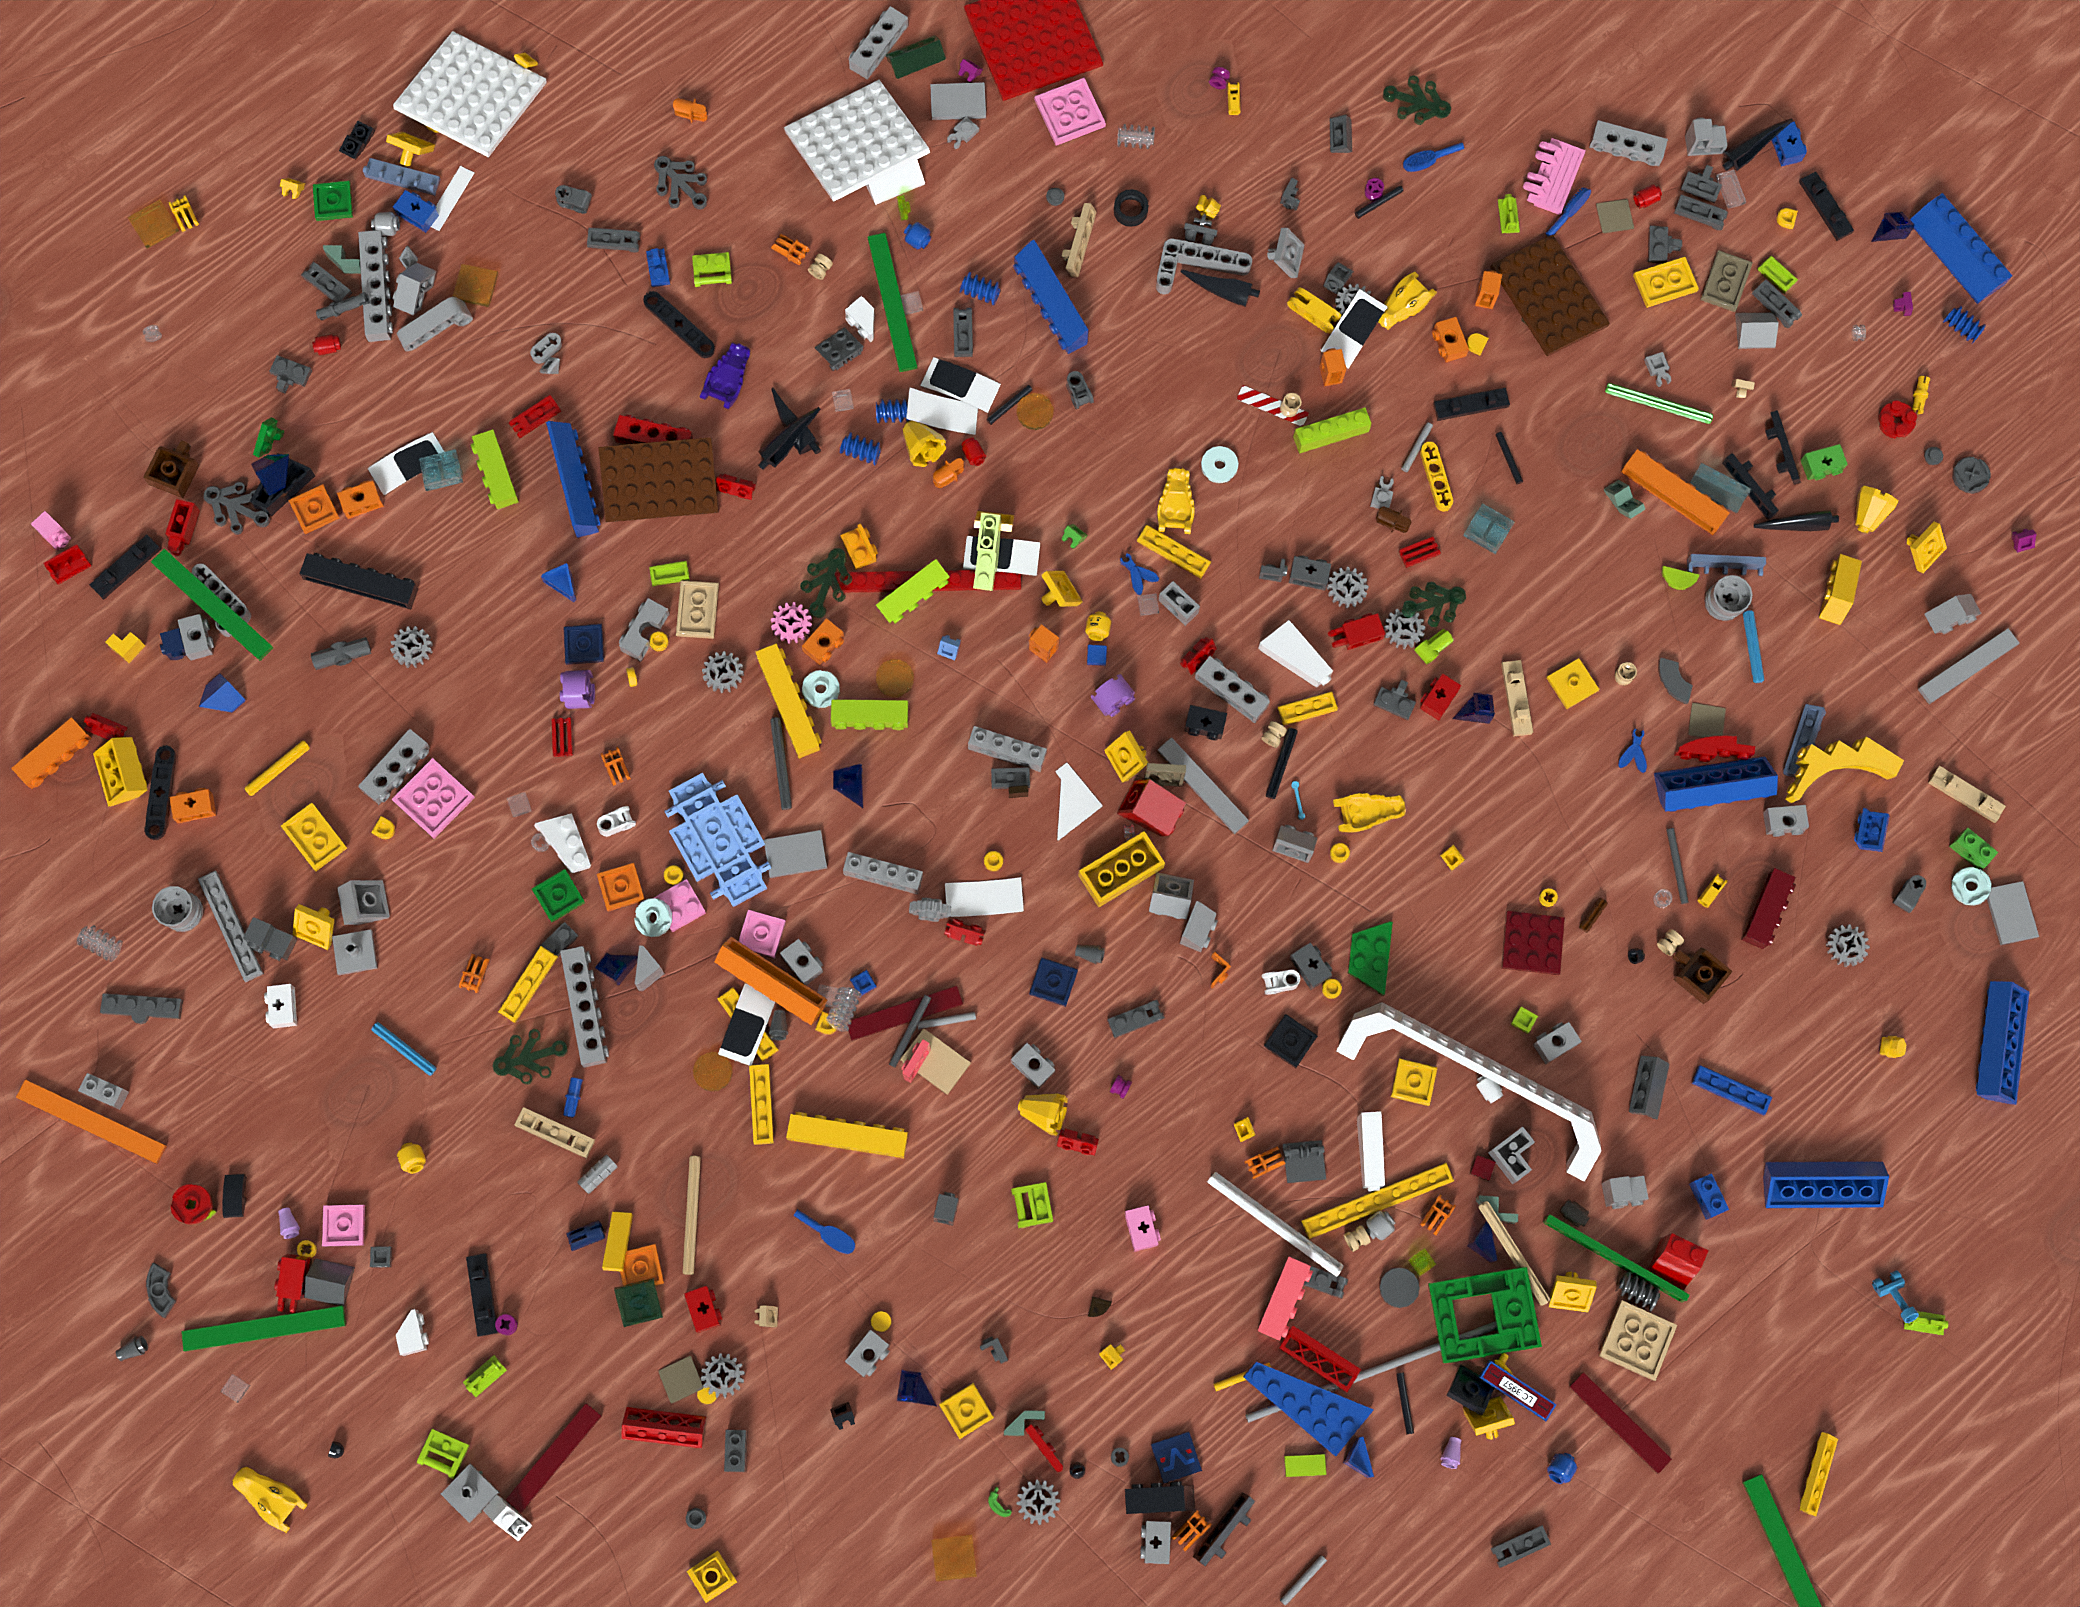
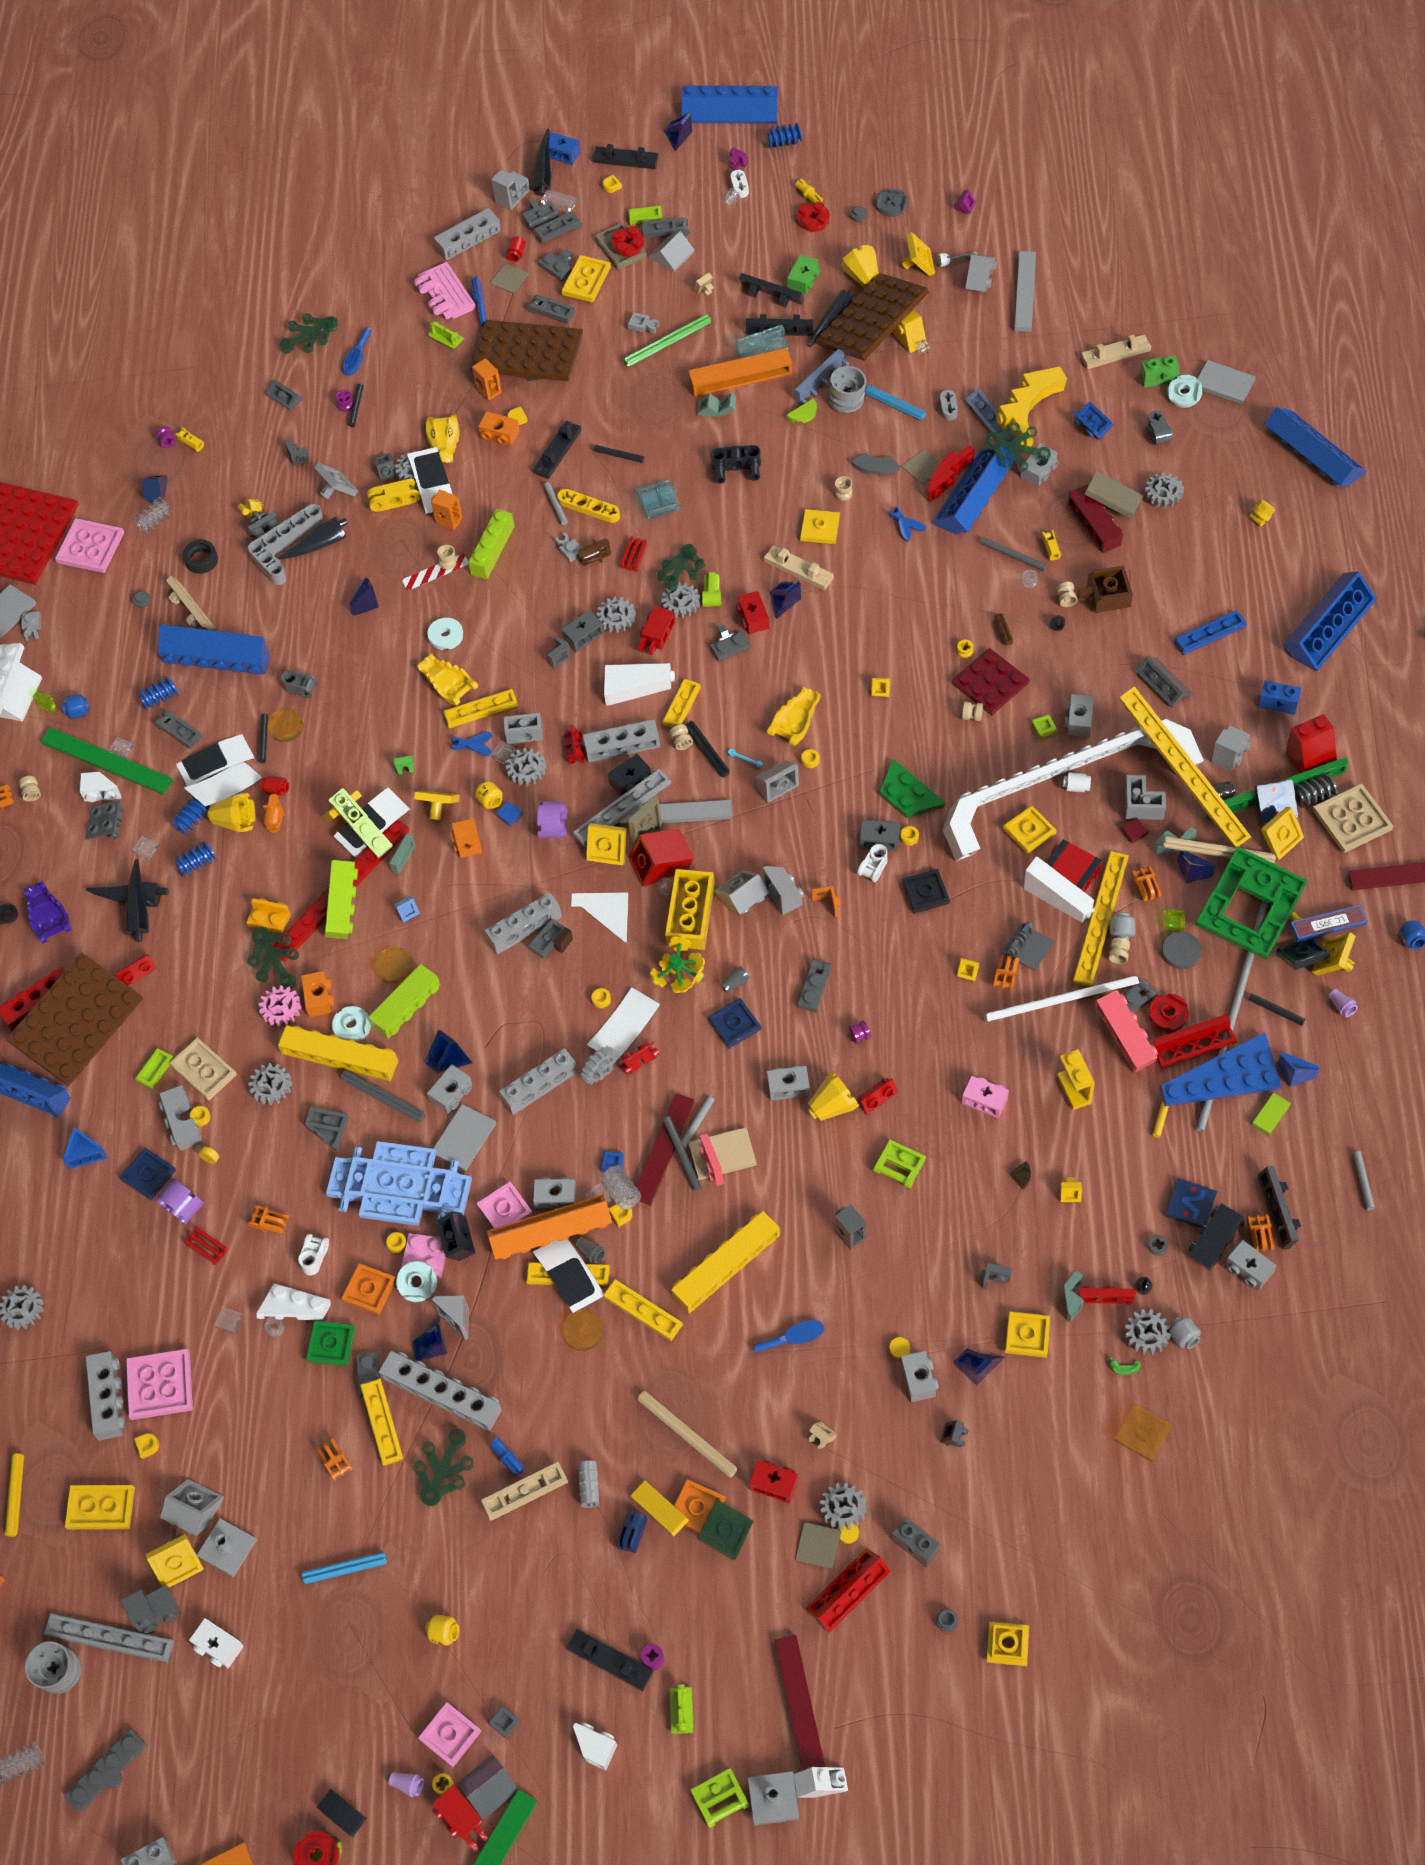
camera: 40 degrees left, 15 degrees down
(708, 917) = (455, 1236): none -> black brick
(723, 744) = (327, 1126): none -> dark grey wing
(815, 805) = (450, 1079): none -> light grey brick
(993, 603) = (402, 854): none -> sand green tile
(1059, 1531) = (1185, 1332): none -> light grey head
(1062, 895) = (674, 963): none -> yellow plant
(1140, 636) = (526, 766): none -> light grey gear
(1164, 113) = (154, 487): none -> dark blue slope
(1174, 740) = (625, 804): none -> light grey tile
(1198, 372) = (364, 599): none -> clear blue slope
(1207, 1290) = (1076, 1080): none -> yellow panel
(1339, 1310) = (1168, 1002): none -> red plate
(1404, 1143) = (1074, 864): none -> red panel
(1487, 947) = (968, 711): none -> tan wheel
(1561, 1171) = (1184, 767): none -> yellow plate
(1581, 559) = (736, 459): none -> black piece
(1601, 1265) = (1274, 798): none -> tile
(1610, 280) = (551, 309): none -> dark grey plate
(1740, 278) = (627, 234): none -> red plate
(1779, 787) = (1015, 446): none -> clear green plant
(1785, 692) = (948, 405): none -> light grey beam
(1804, 907) = (1113, 495): none -> dark tan tile
(1823, 559) = (872, 316): none -> reddish brown plate
(1830, 624) = (922, 347): none -> clear bush
(1882, 329) = (741, 183): none -> white beam
(1944, 570) = (944, 258): none -> white hinge

